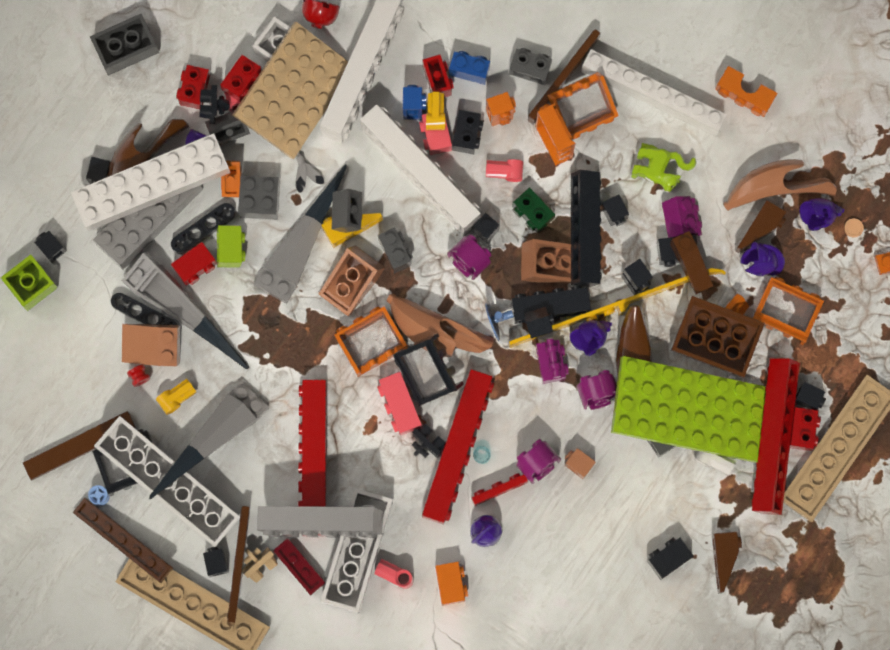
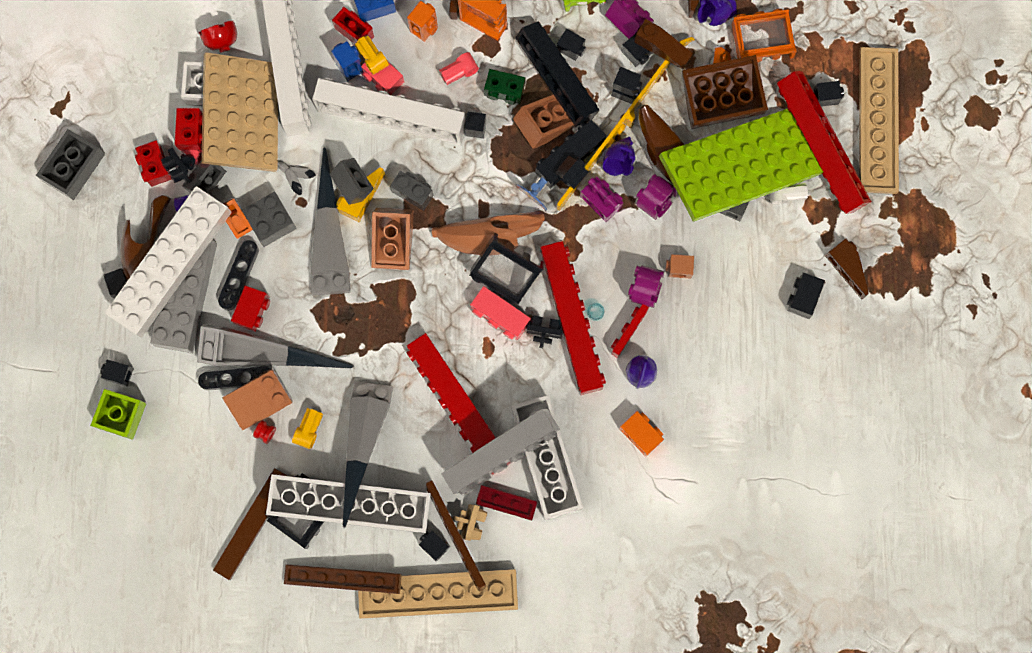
camera: 30 degrees left, 0 degrees up
(98, 491) = (294, 552): light blue wheel -> none
(230, 246) = (271, 275): lime brick -> none
(370, 340) = (441, 277): clear window -> none
(392, 574) = (587, 457): coral piece -> none
(466, 132) = (407, 58): black brick -> none
(470, 257) = (478, 156): magenta brick -> none
(804, 429) = (842, 121): red brick -> none

